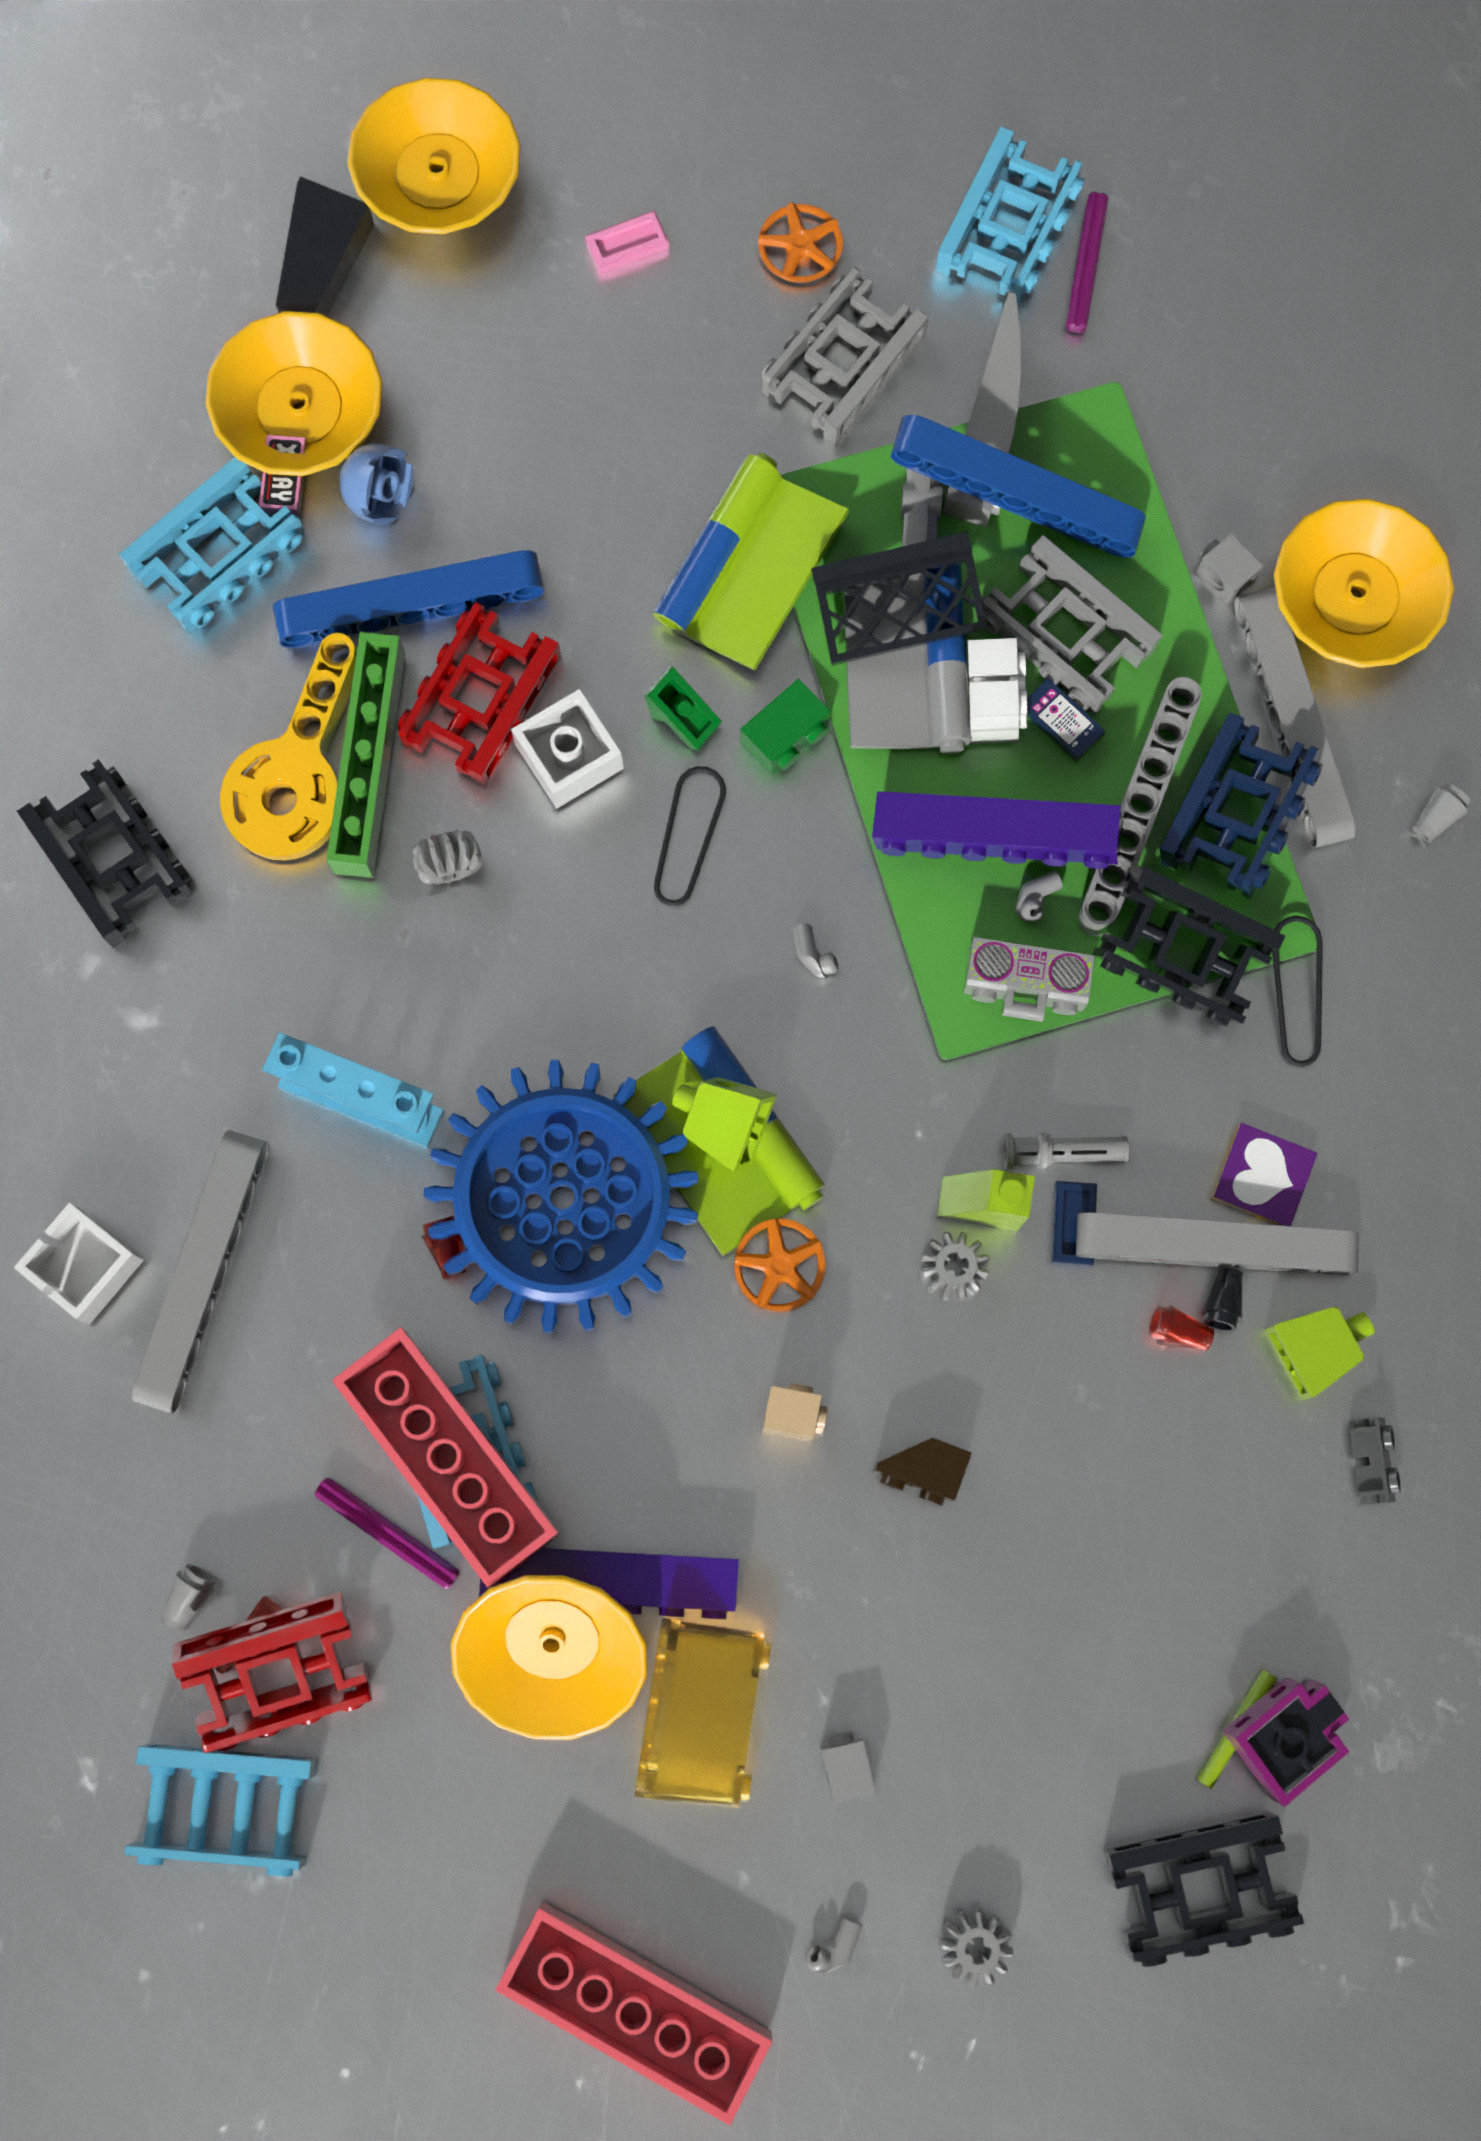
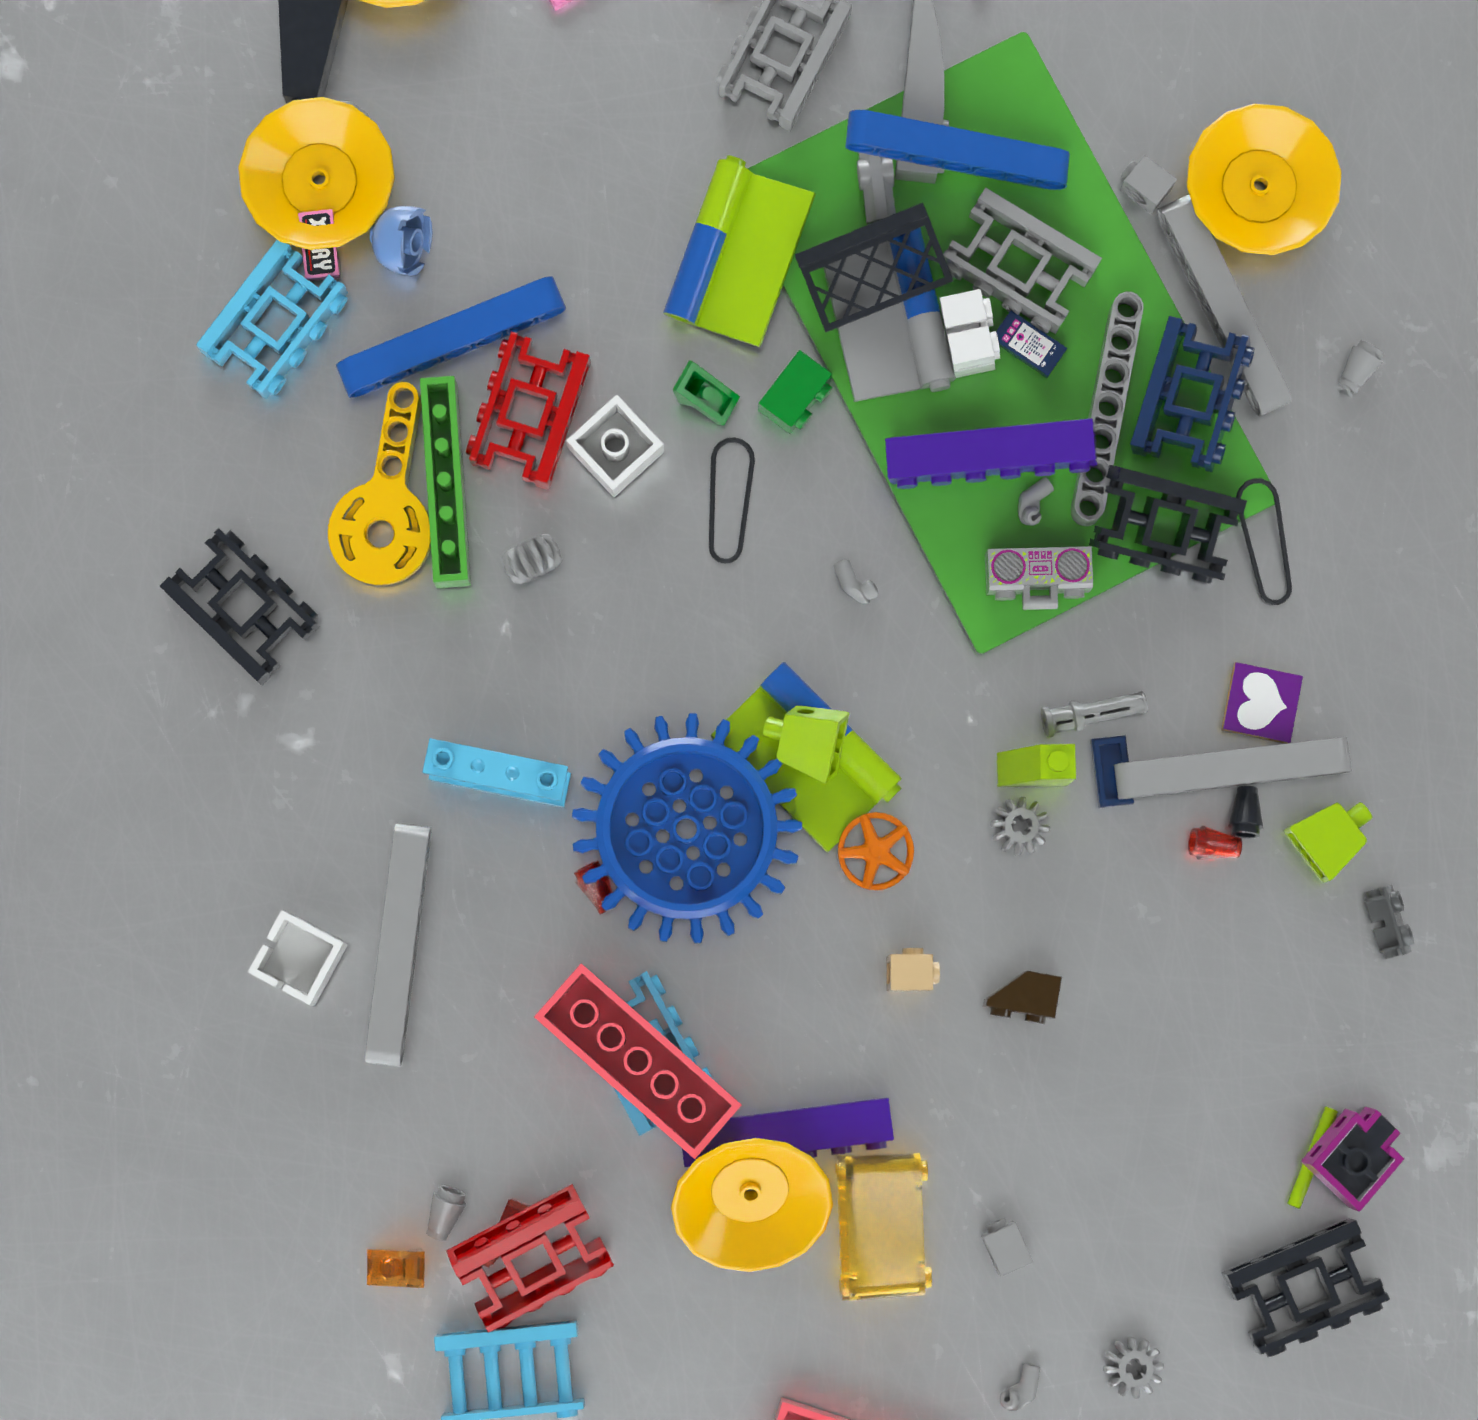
camera: 15 degrees left, 5 degrees up
(115, 1653) = (396, 1267): none -> clear orange slope
(387, 1533) = (596, 1130): magenta axle -> none

